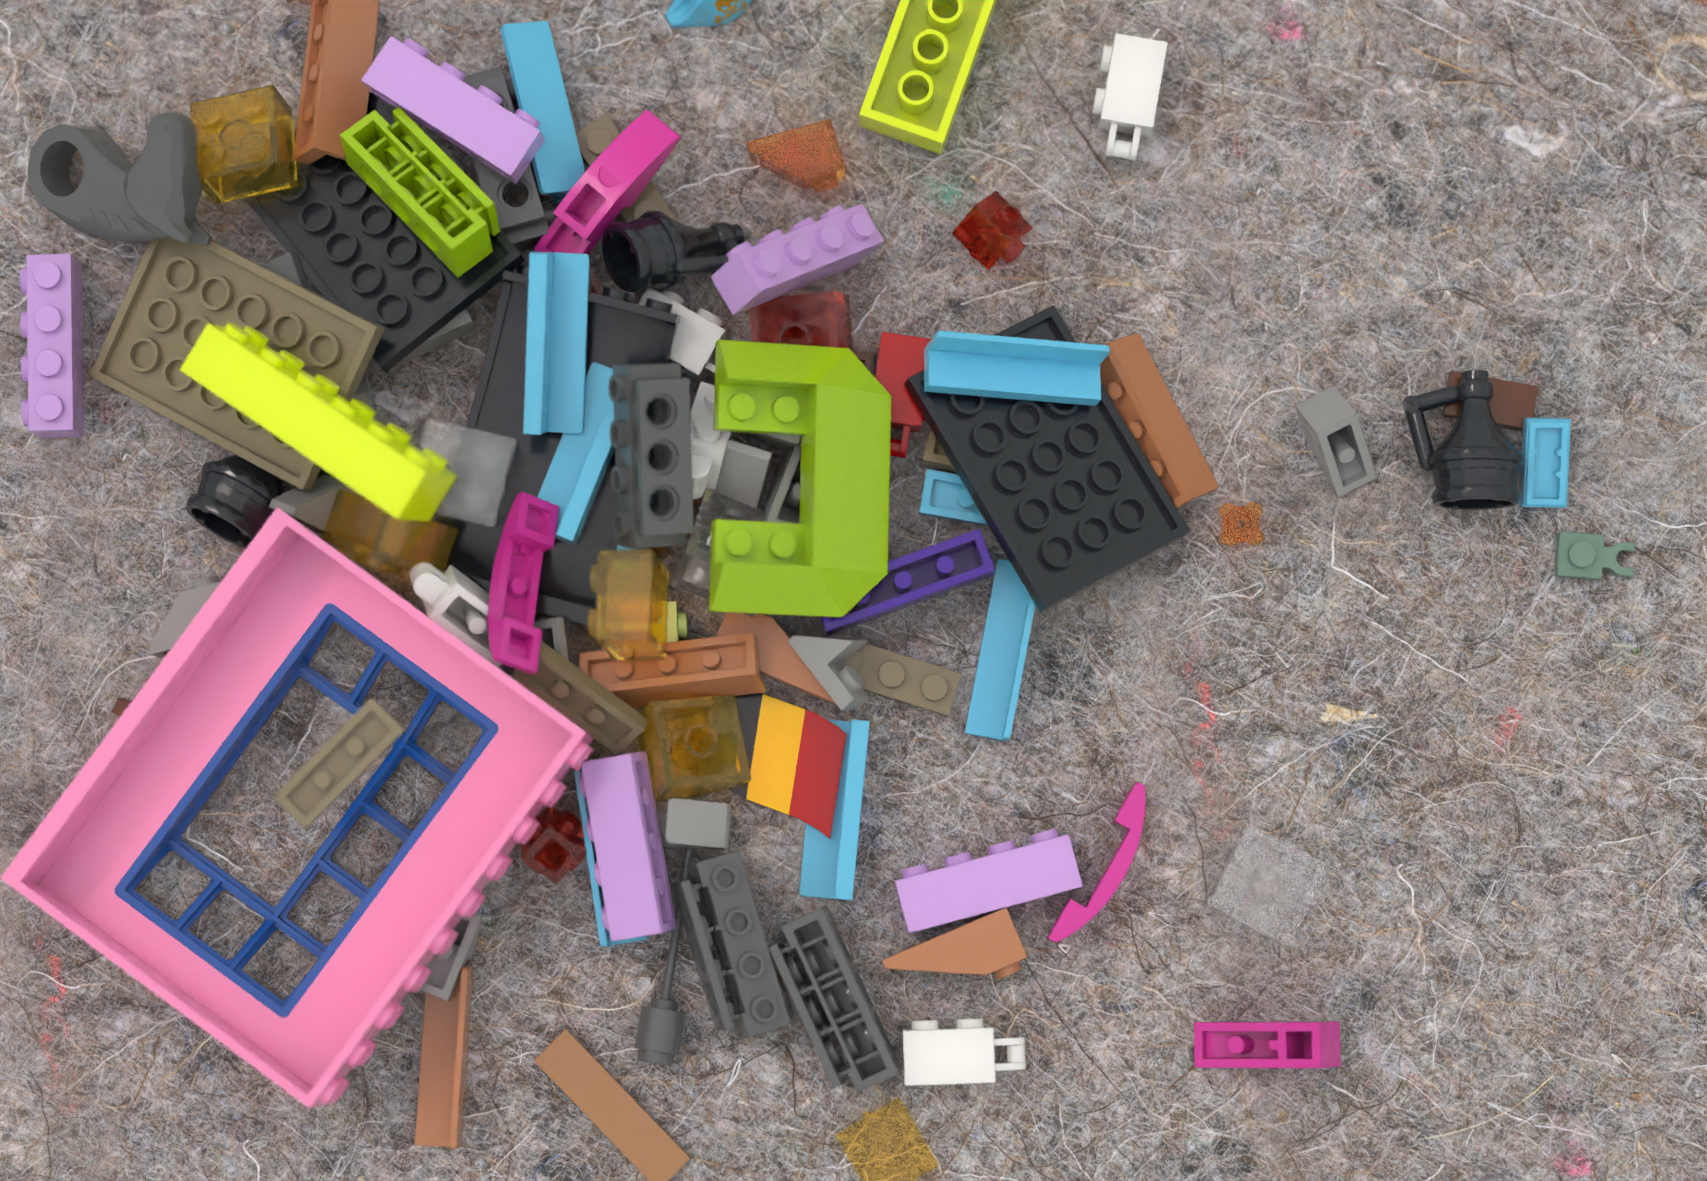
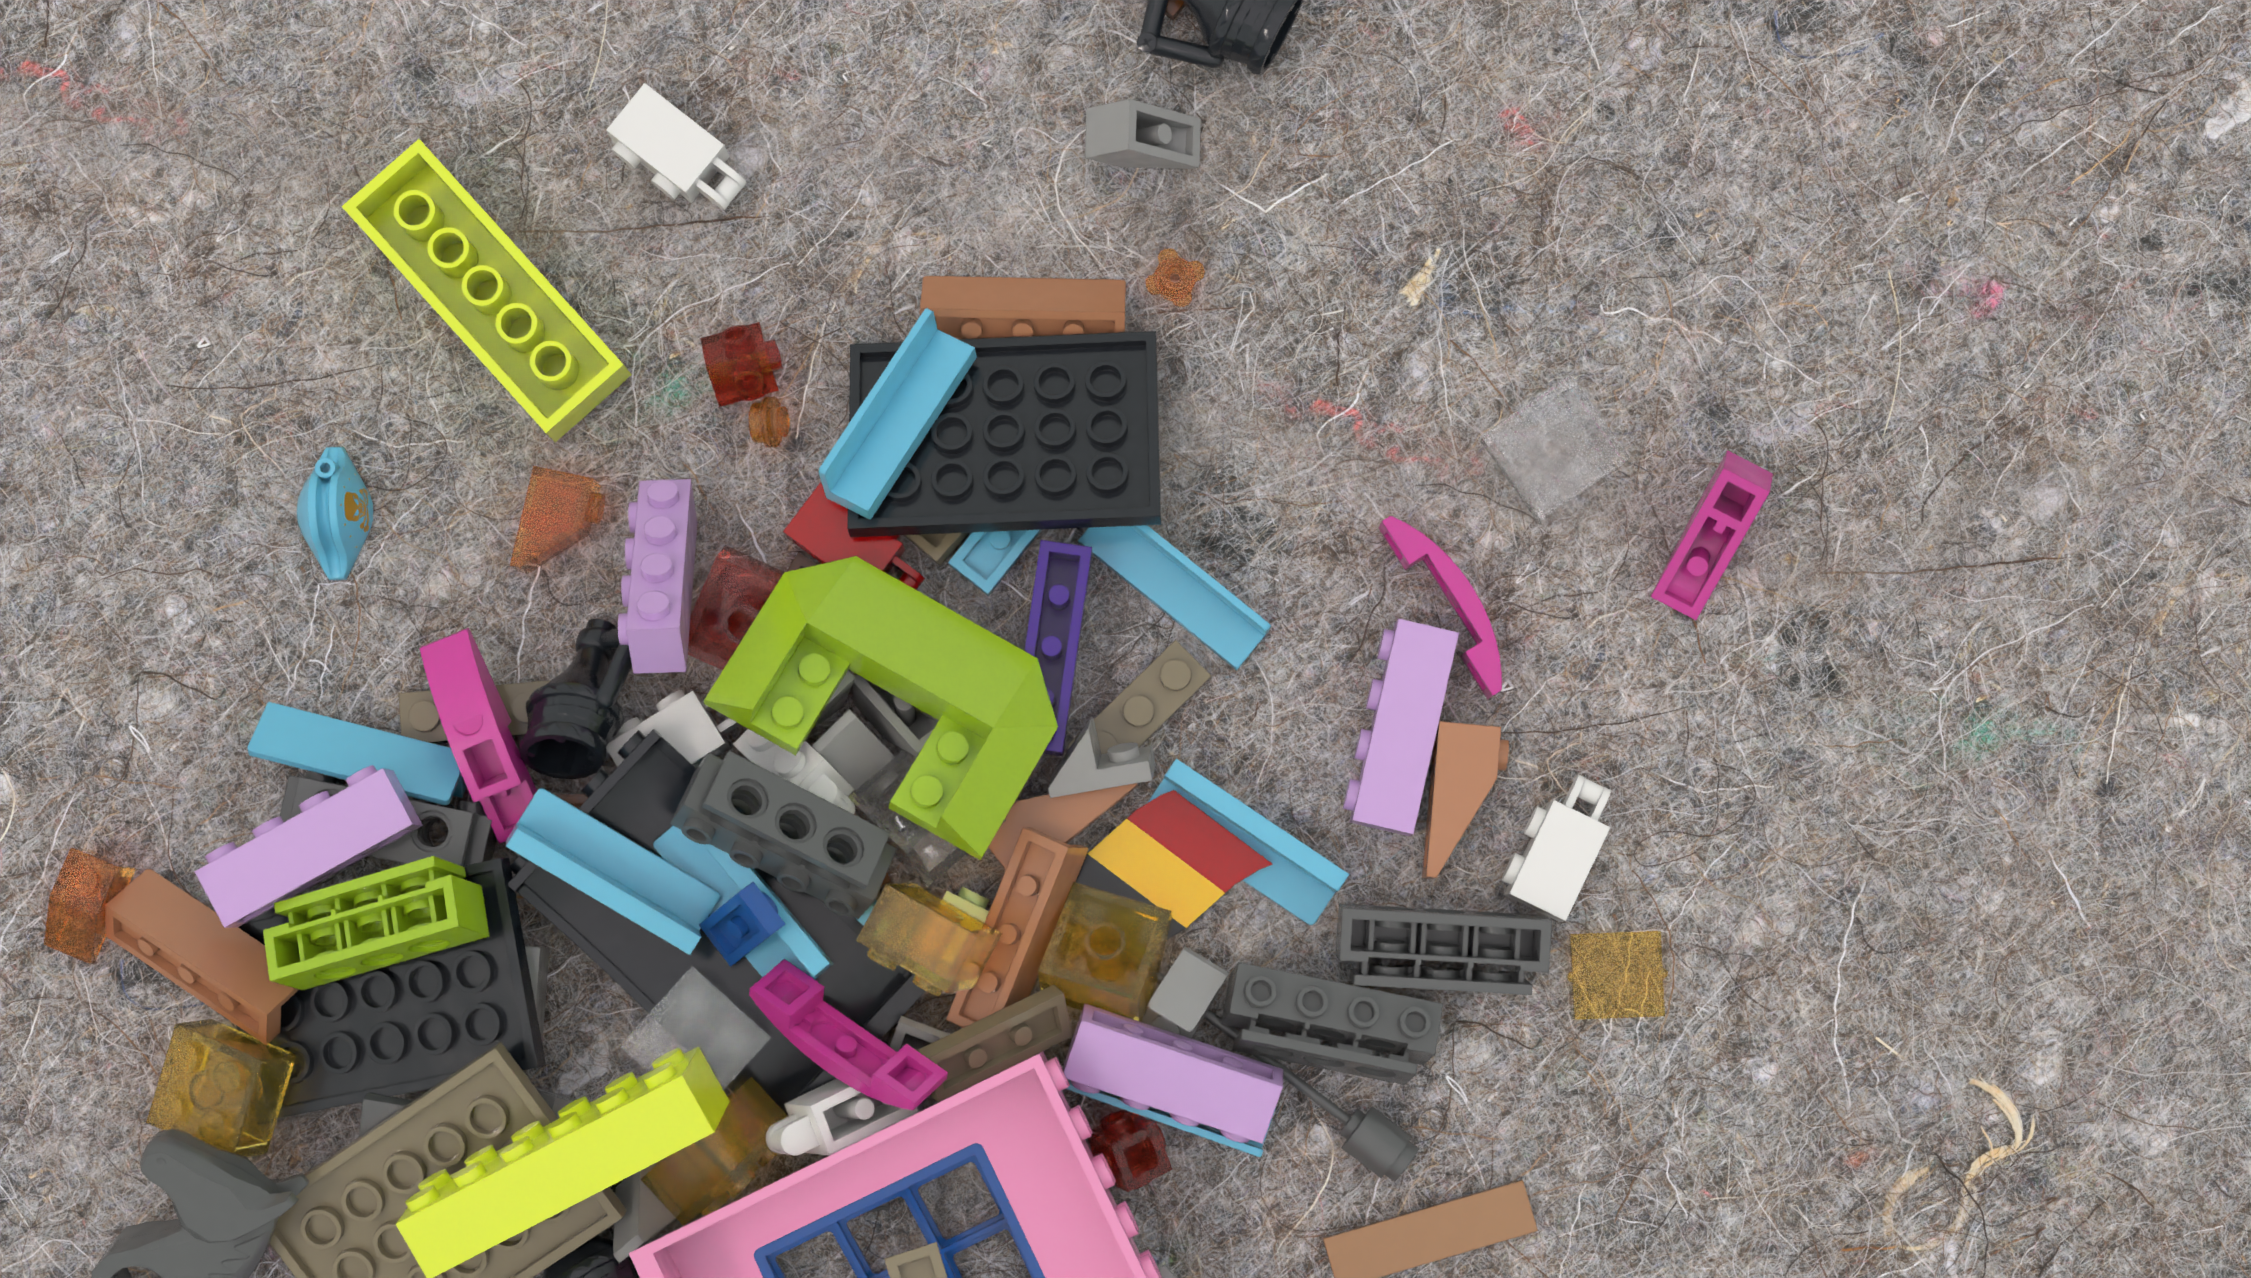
camera: 65 degrees left, 0 degrees up
(567, 459) = (742, 923): none -> blue plate
(960, 276) = (768, 422): none -> clear orange plate

